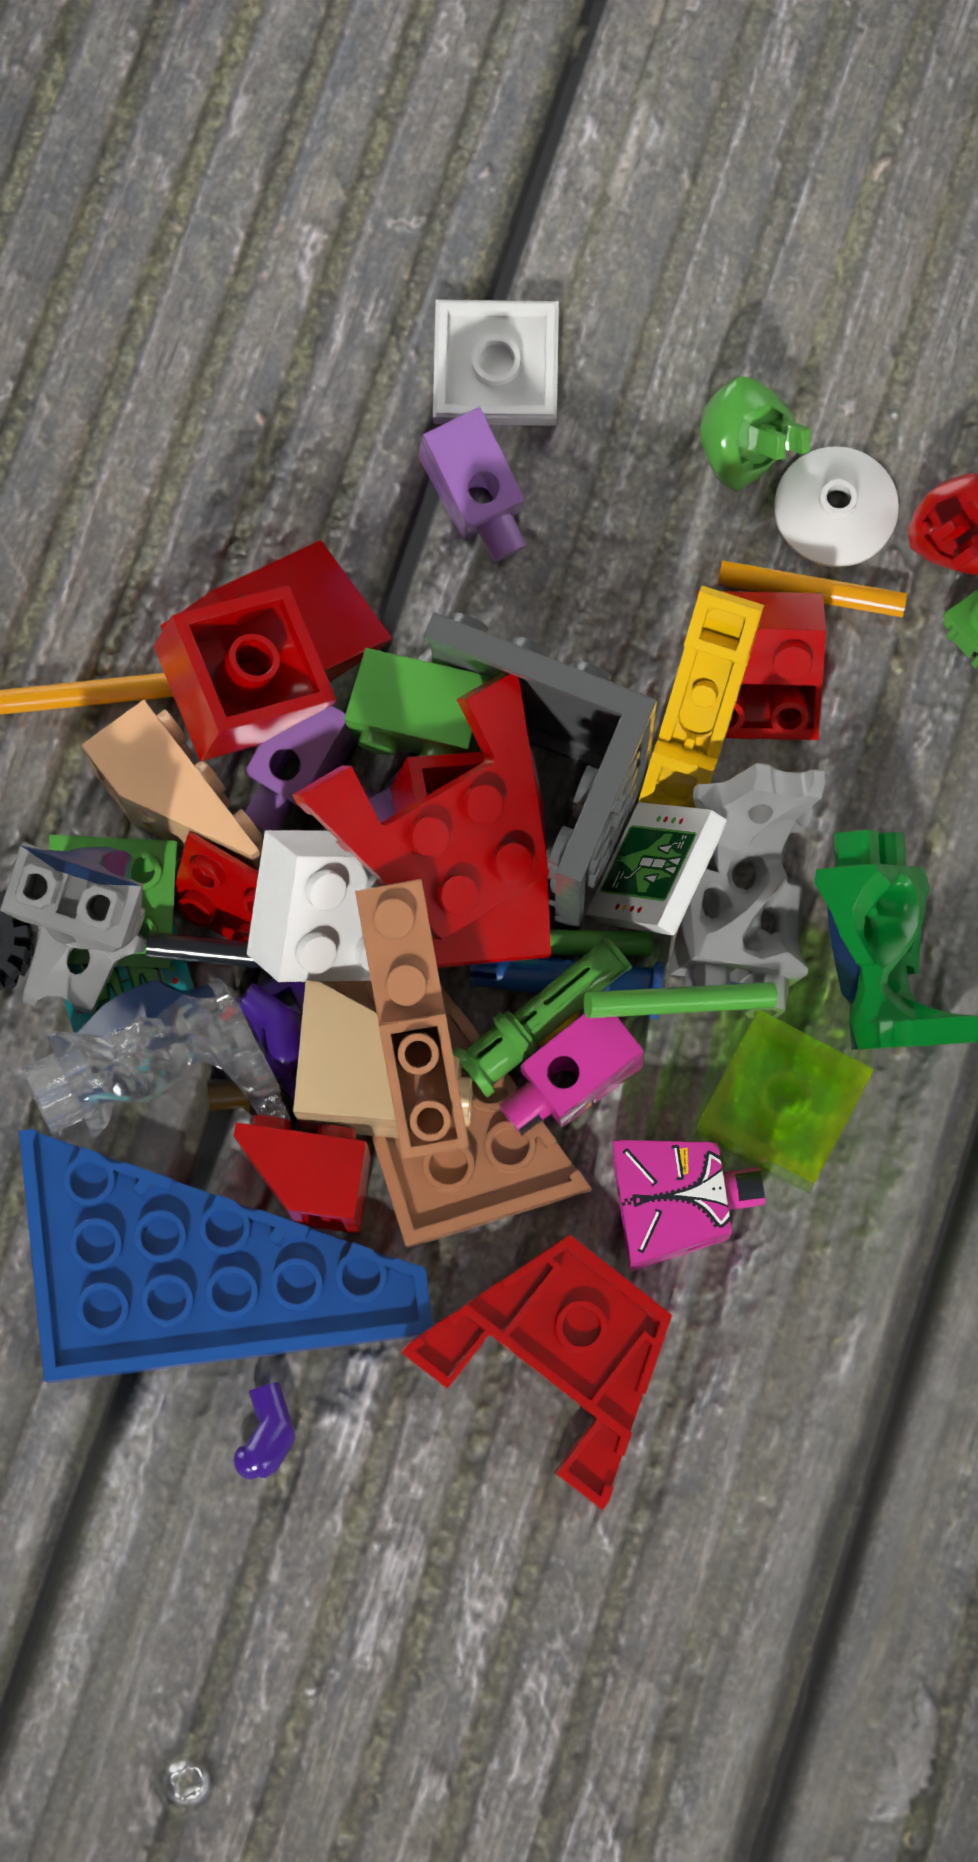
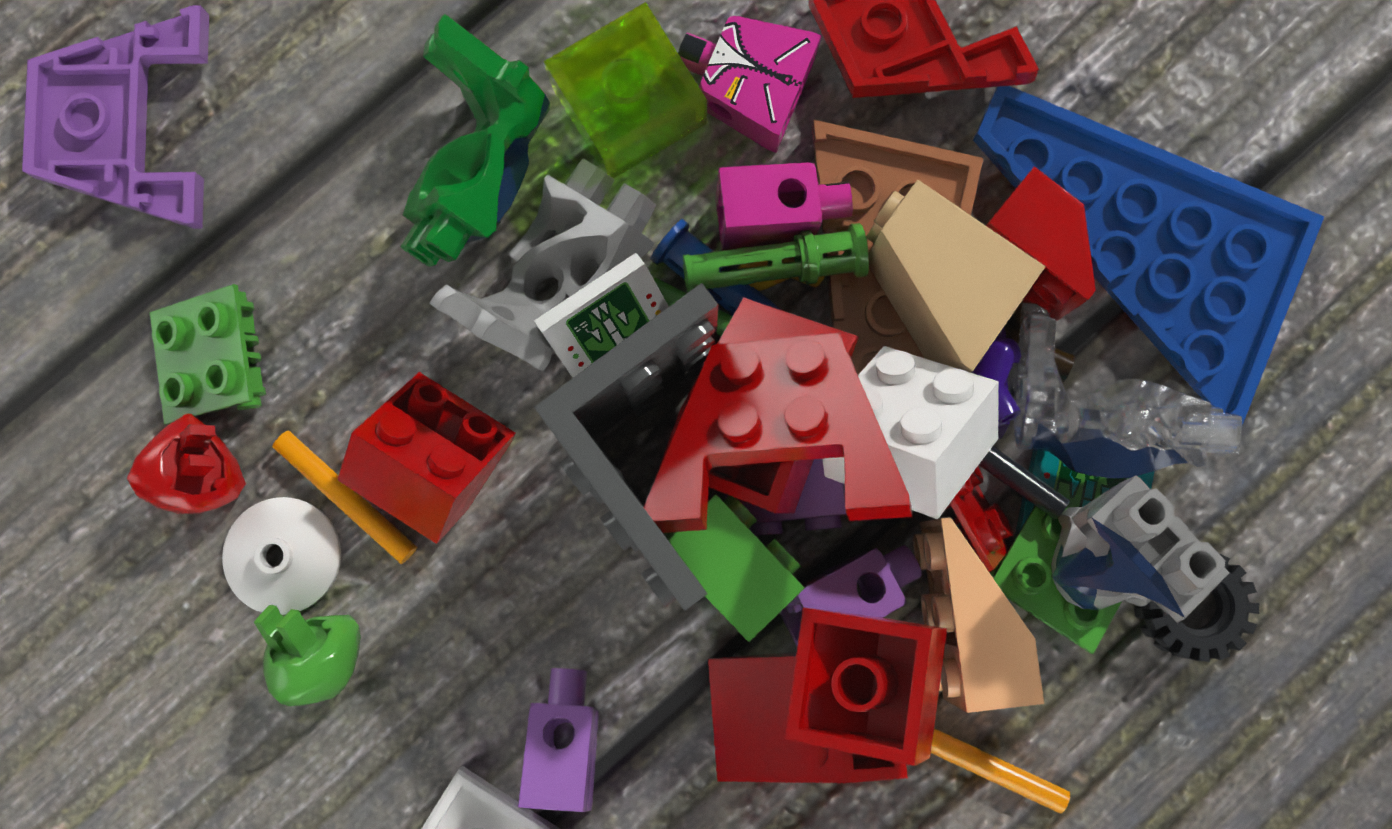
camera: 150 degrees left, 5 degrees up
(270, 1439) = (1169, 76): dark purple arm -> none
(412, 1019) = (909, 272): nougat slope -> none
(680, 1000) = (665, 194): bright green bar -> none
(702, 697) = (479, 448): yellow slope -> none

